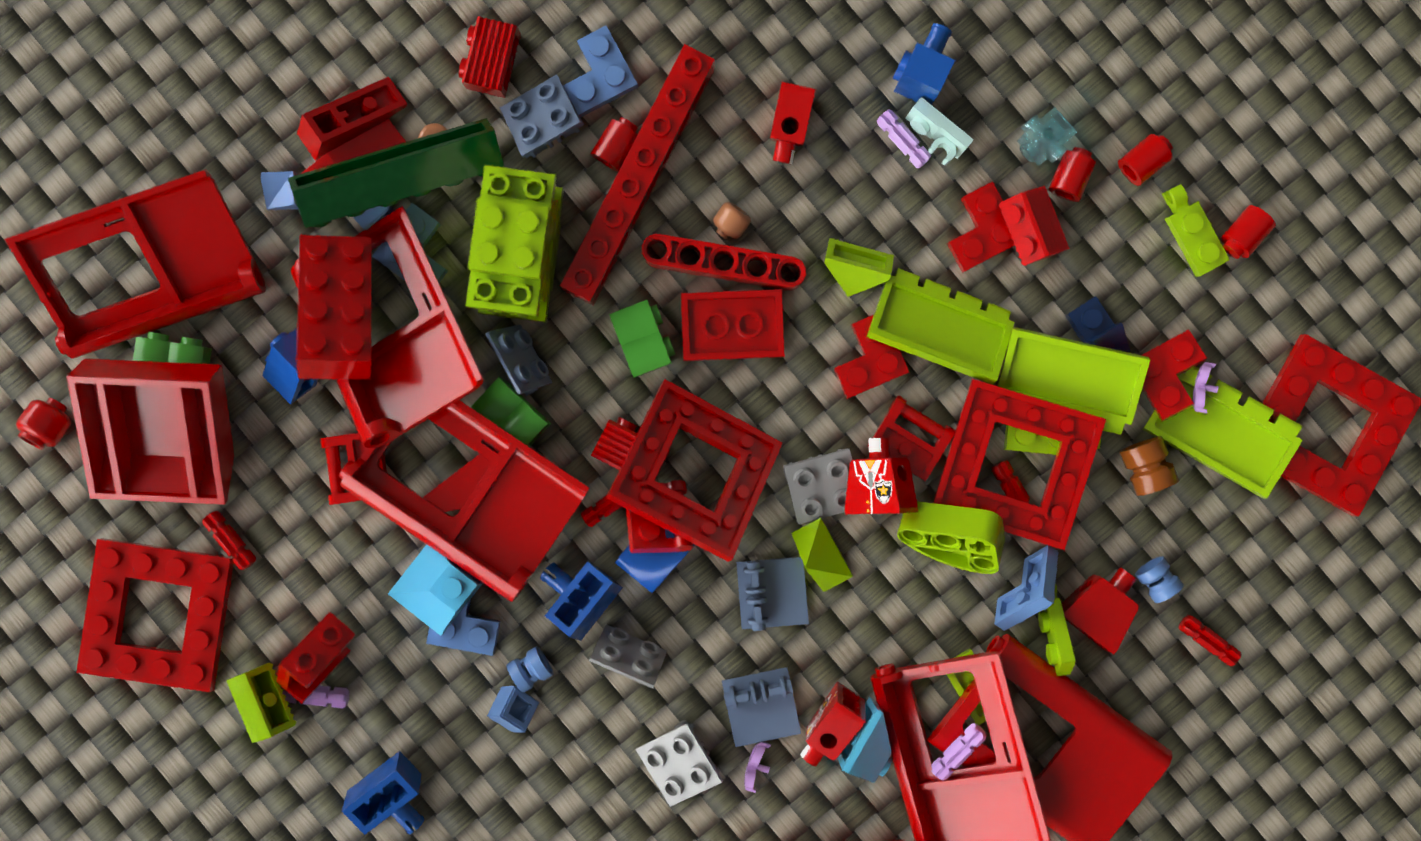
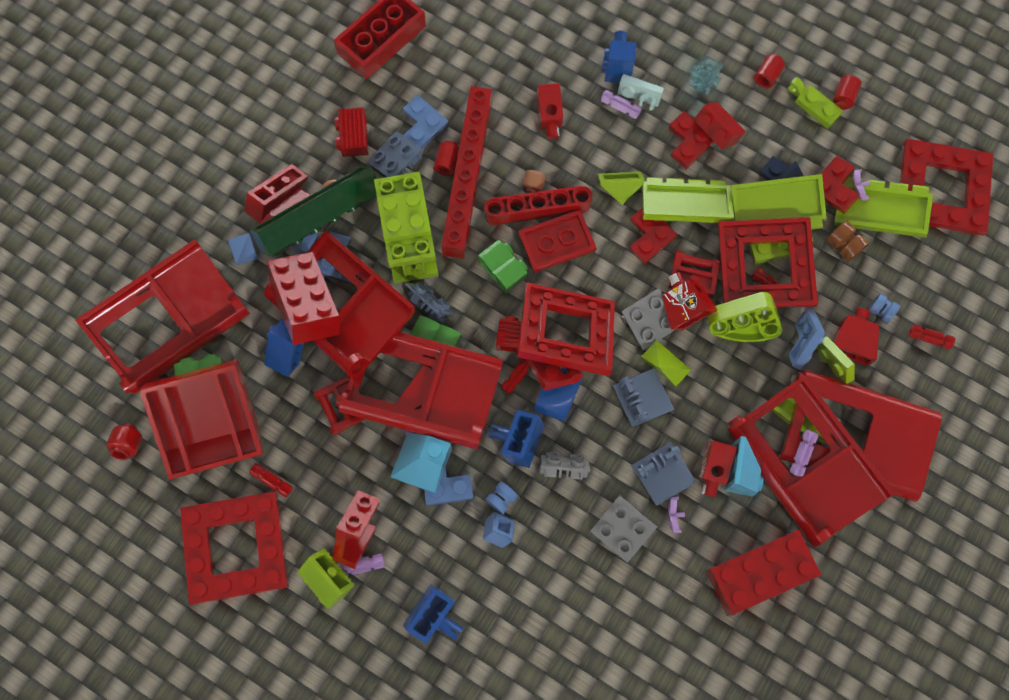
camera: 20 degrees left, 15 degrees down
(1072, 174) = (730, 92): red brick -> none

